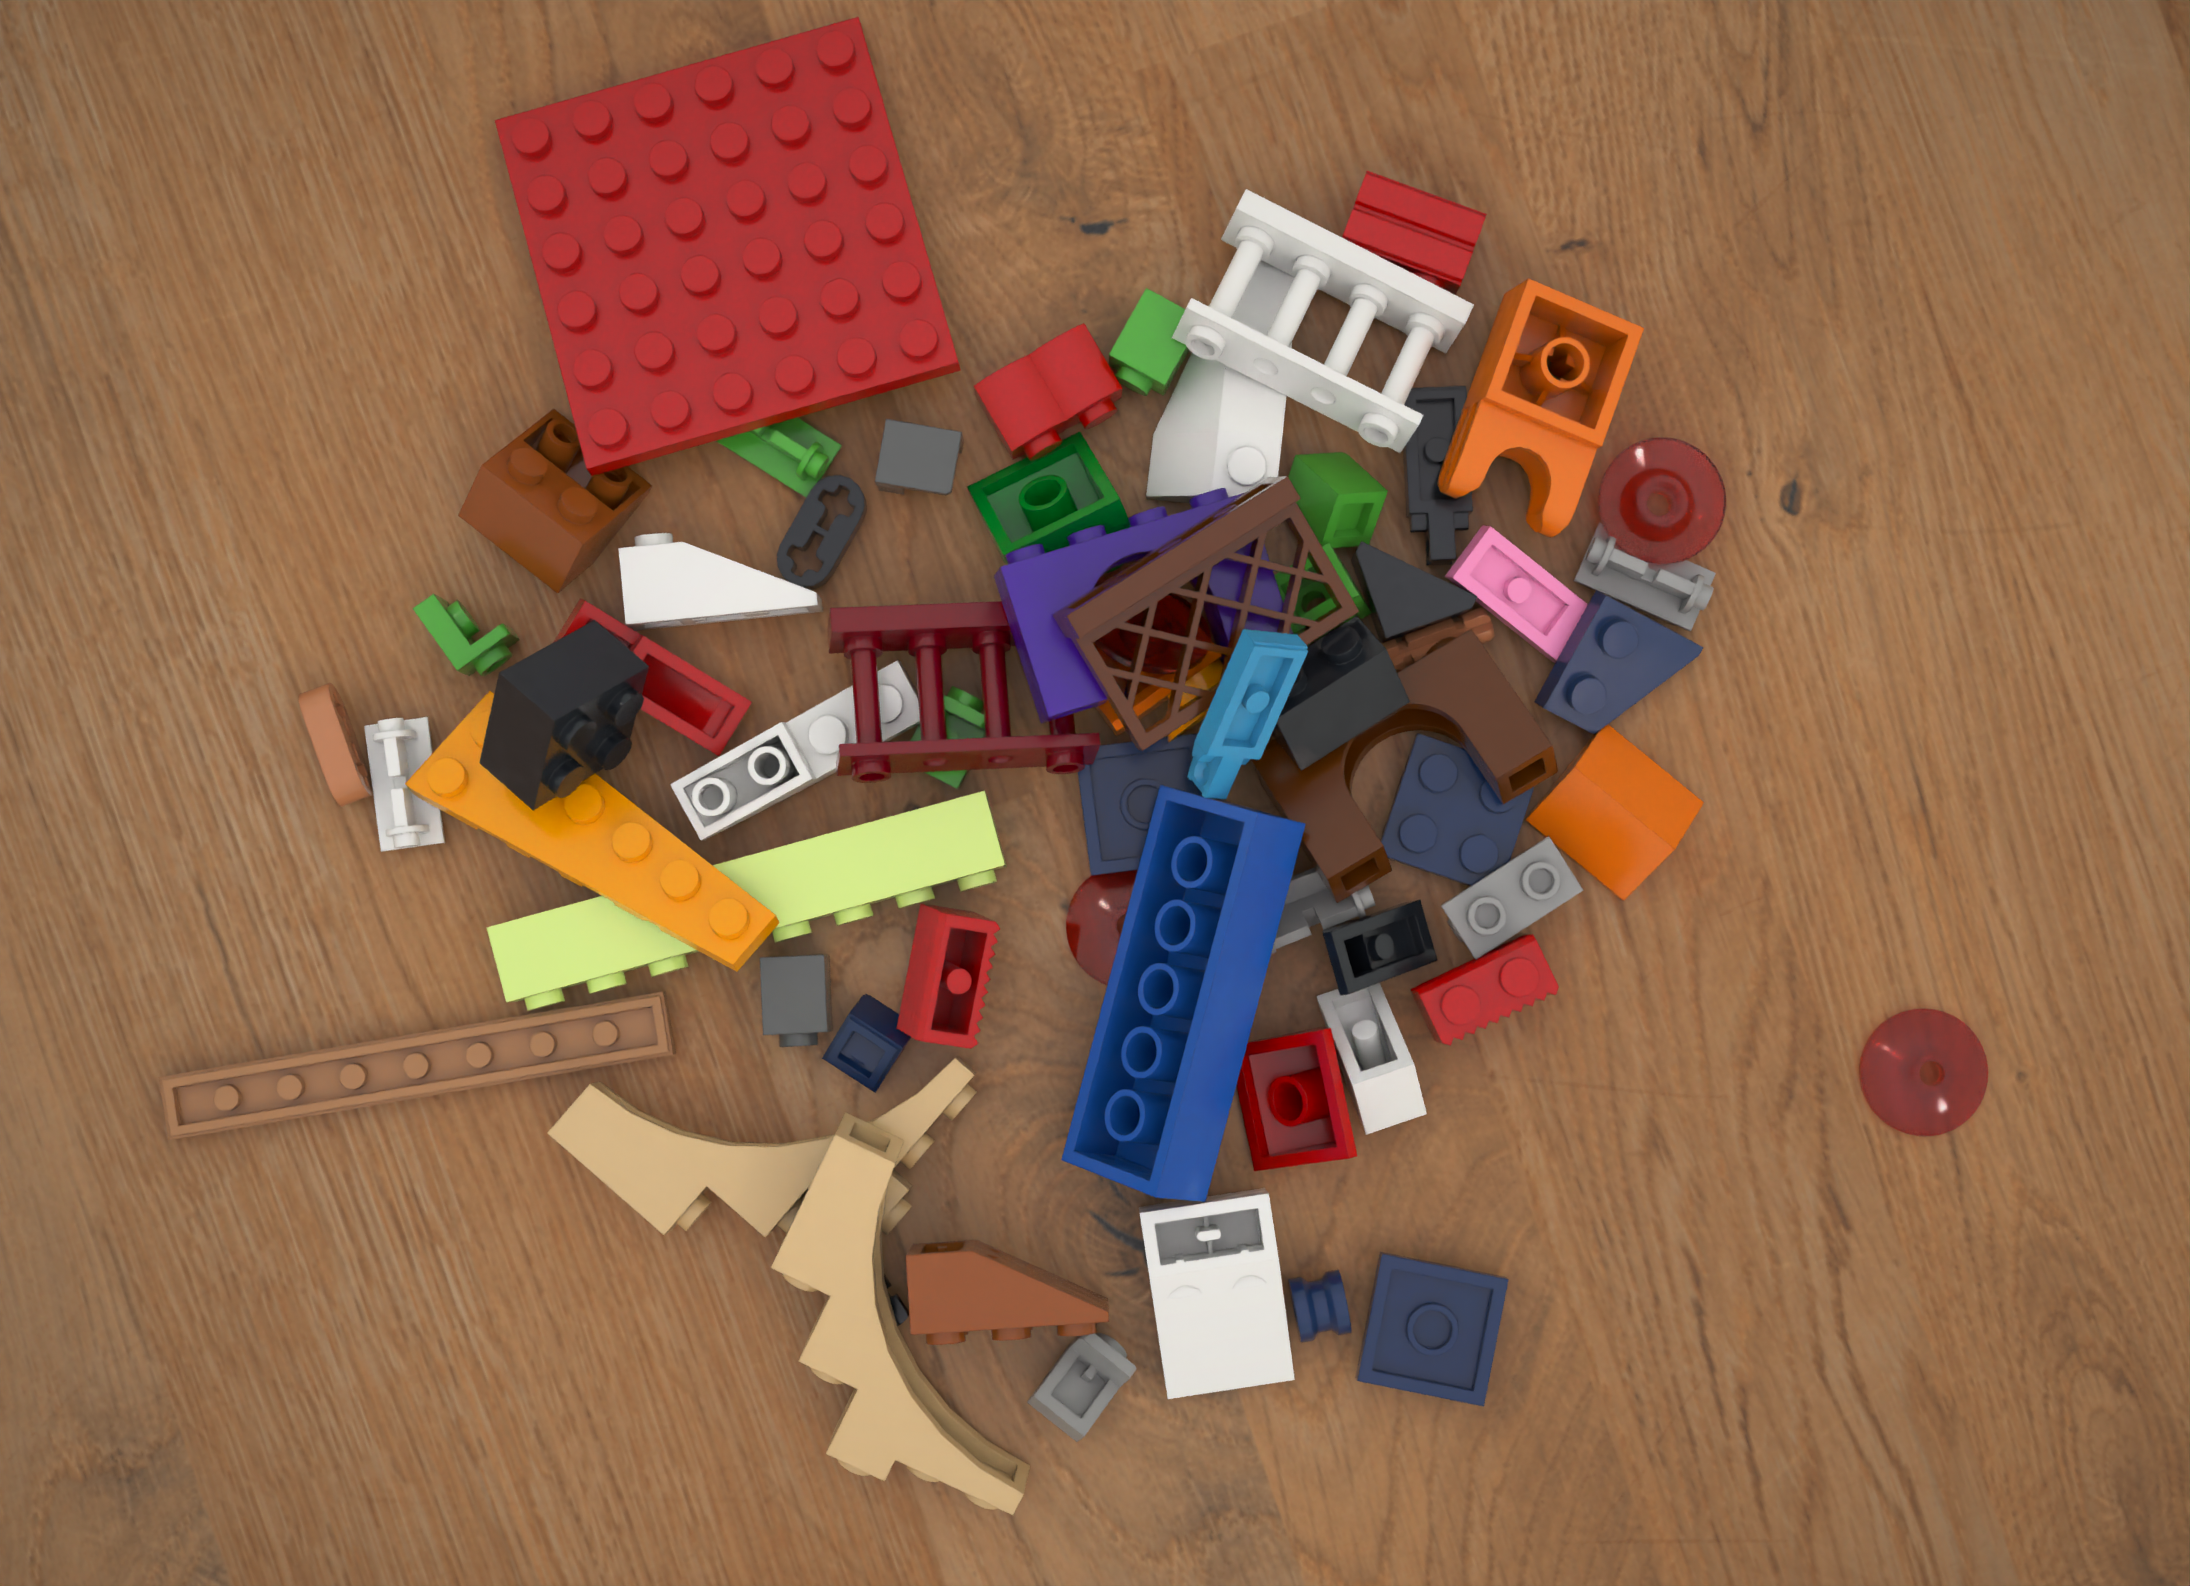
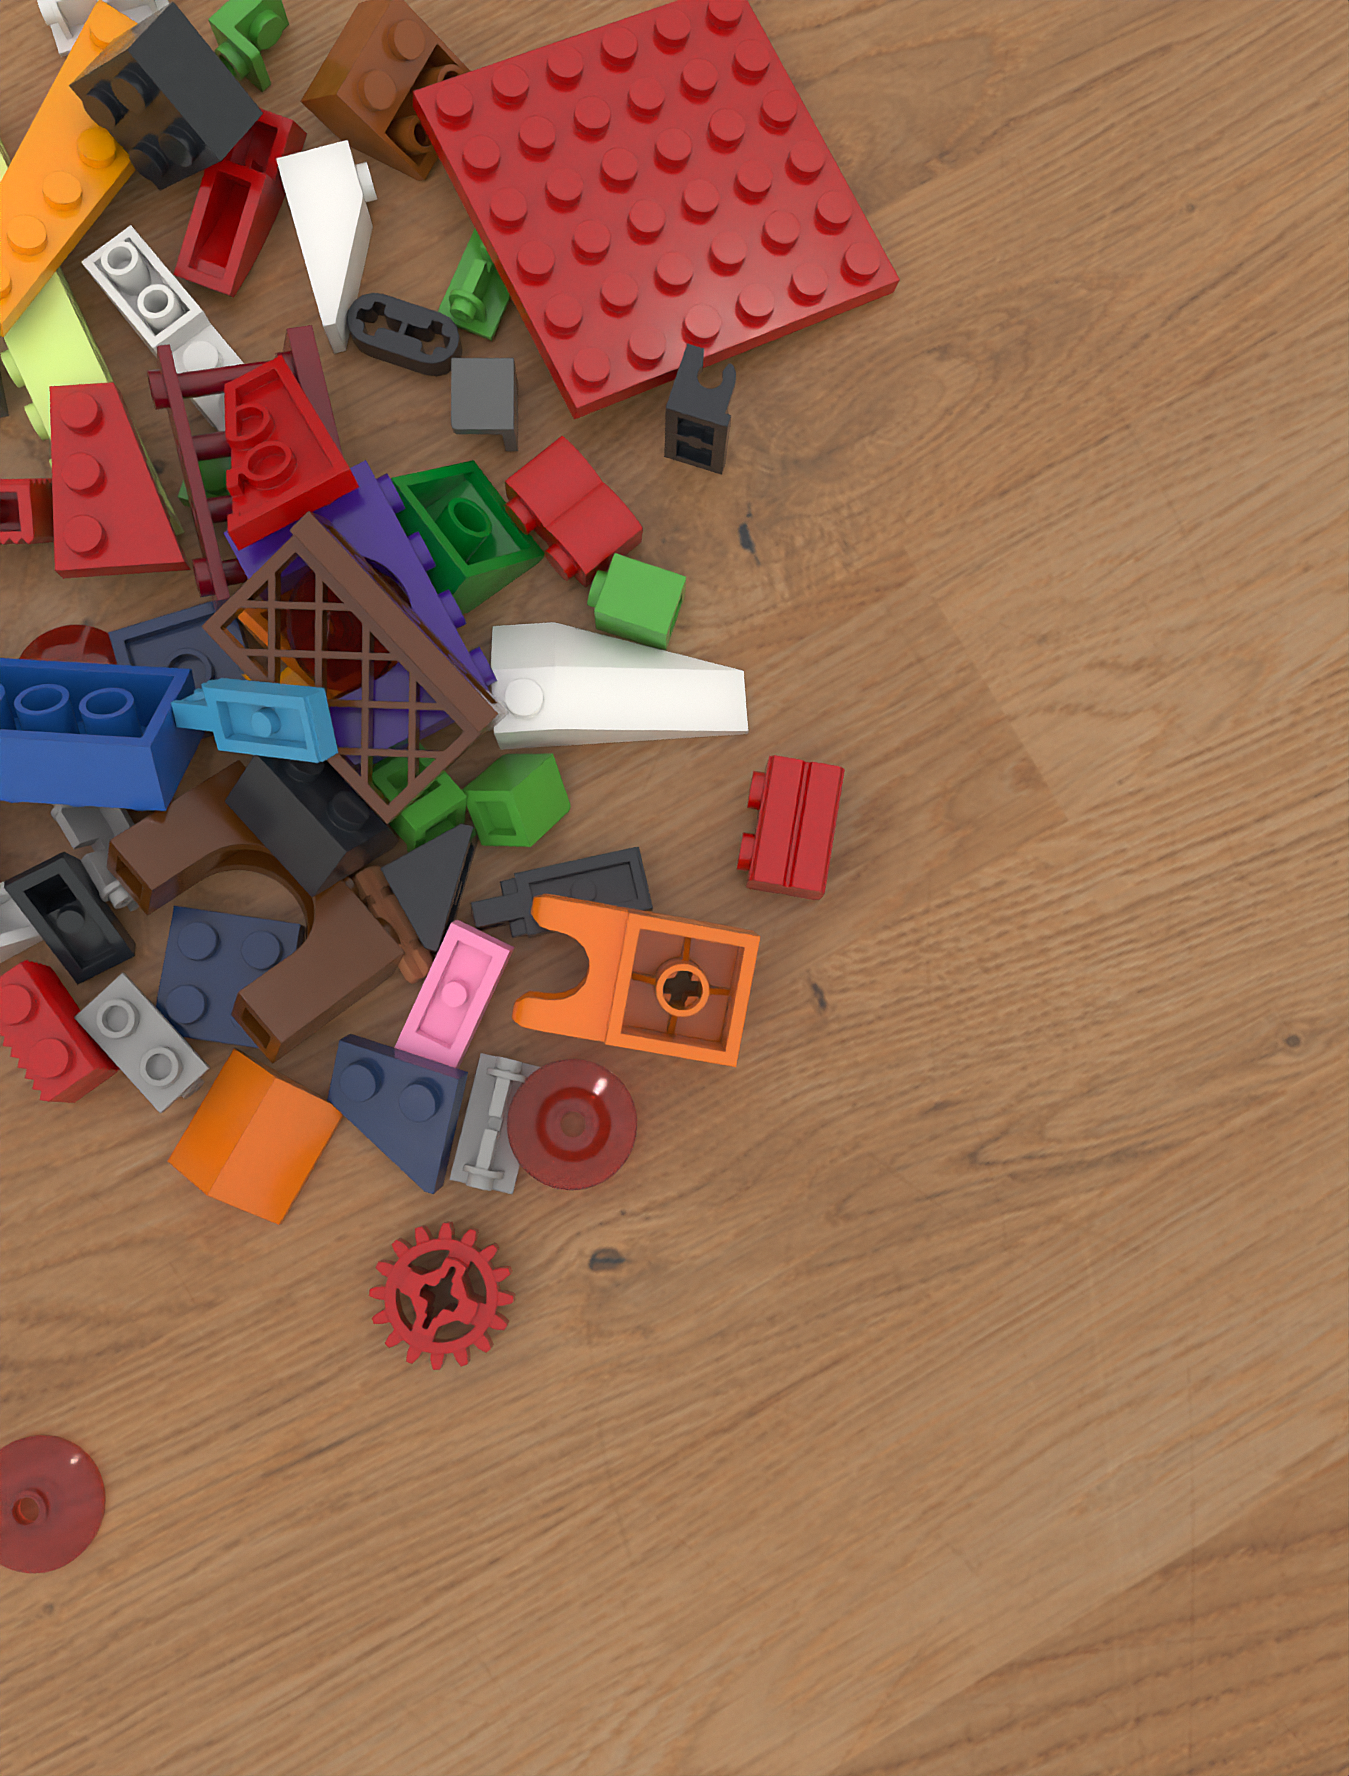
camera: 70 degrees right, 5 degrees down
(955, 845) = (103, 491): none -> red wing
(978, 648) = (278, 454): none -> red wing
(984, 246) = (698, 416): none -> black hinge
(1346, 272) = (745, 738): white fence -> none
(1824, 668) = (414, 1282): none -> red gear

